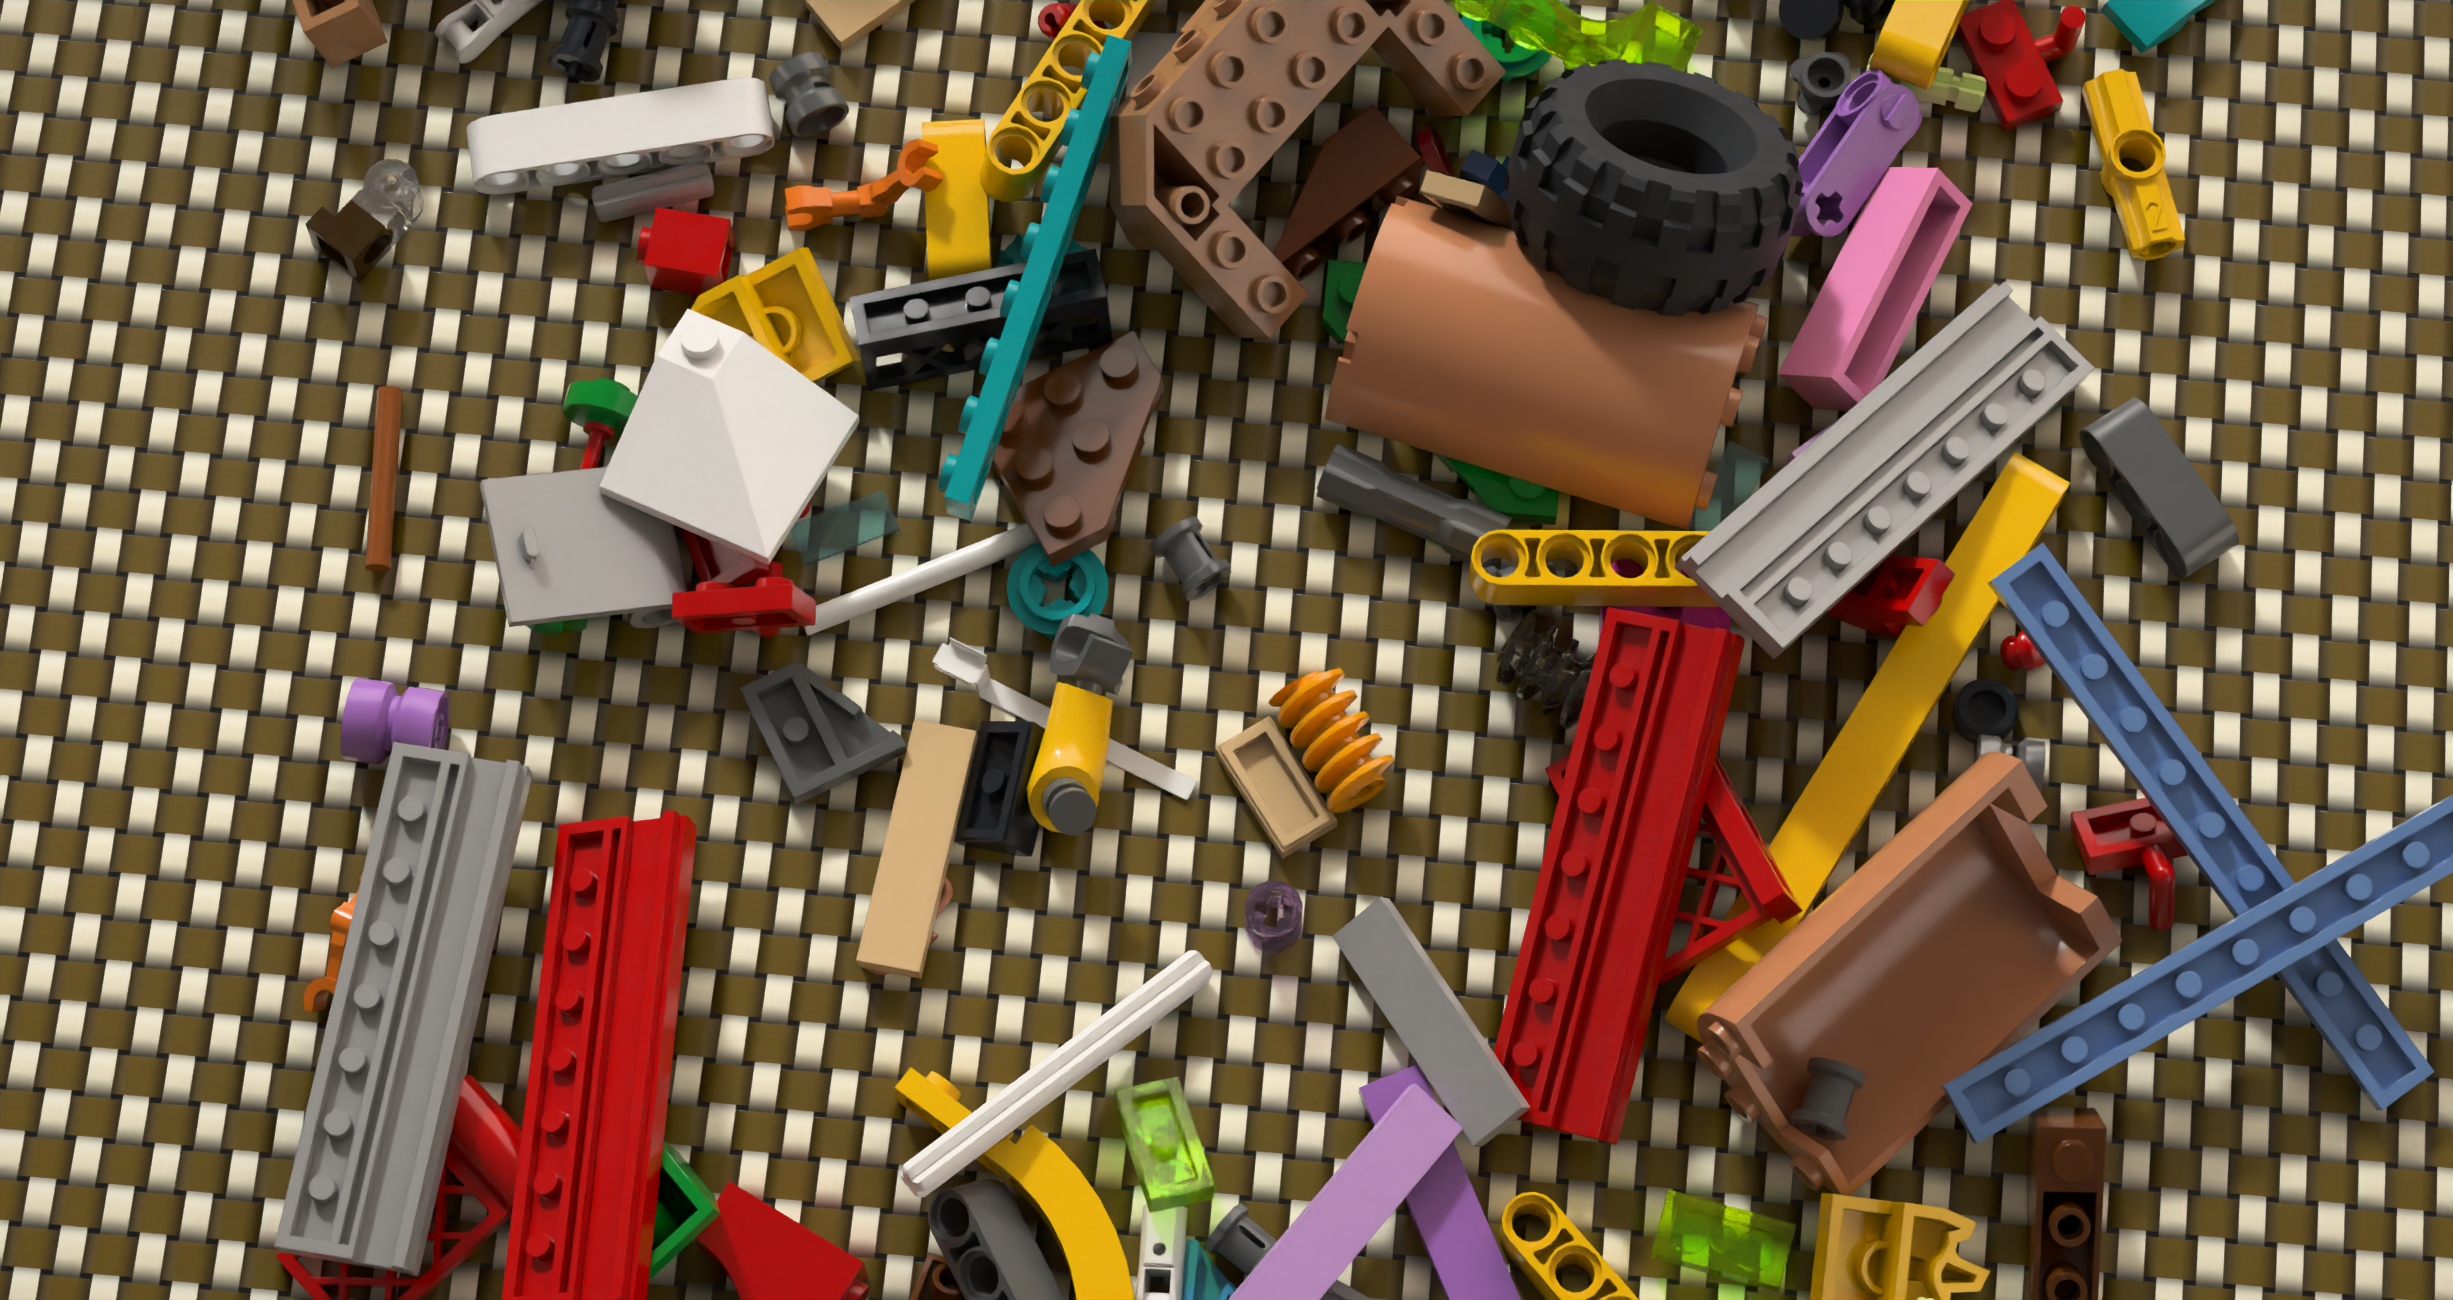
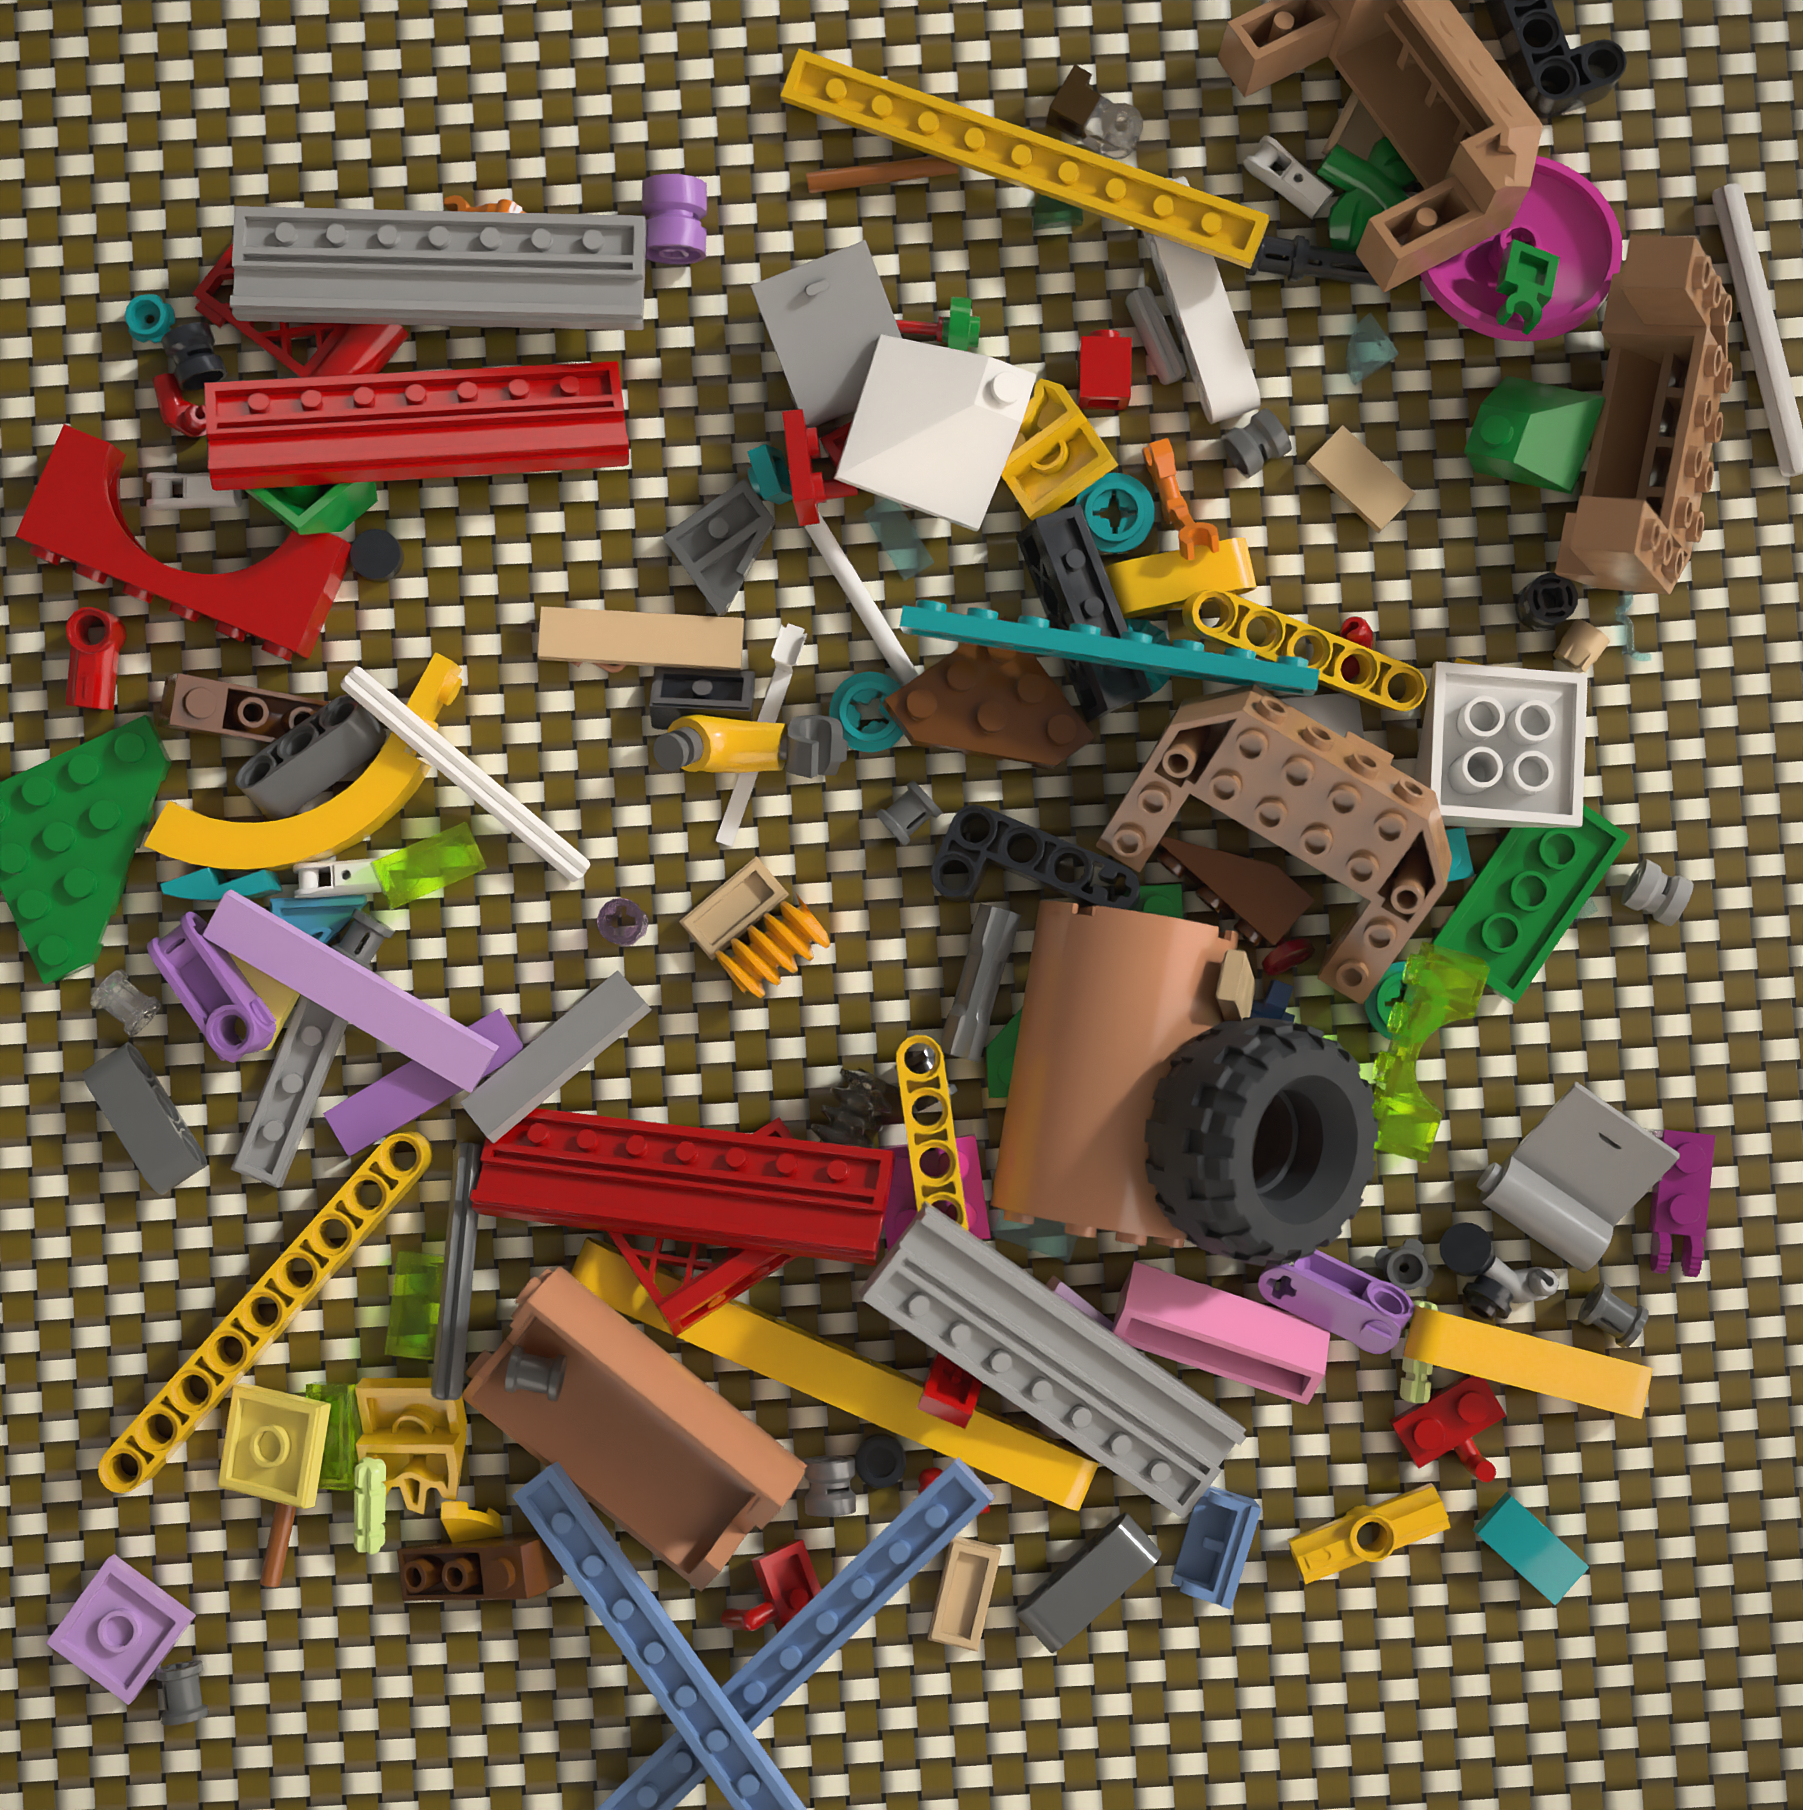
camera: 85 degrees right, 15 degrees up
(407, 301) = (1025, 158): none -> yellow plate
(466, 278) = (1055, 214): none -> clear green tile
(741, 660) = (770, 474): none -> teal plate
(750, 1161) = (377, 555): none -> black tile
(846, 248) = (1131, 497): none -> teal gear
(1288, 409) = (1040, 869): none -> black beam
(1686, 1173) = (457, 1275): none -> dark grey axle
(2007, 1215) = (469, 1524): none -> yellow tile
(2131, 335) = (1216, 1546): none -> medium blue hinge
(2163, 637) = (964, 1593): none -> tan tile

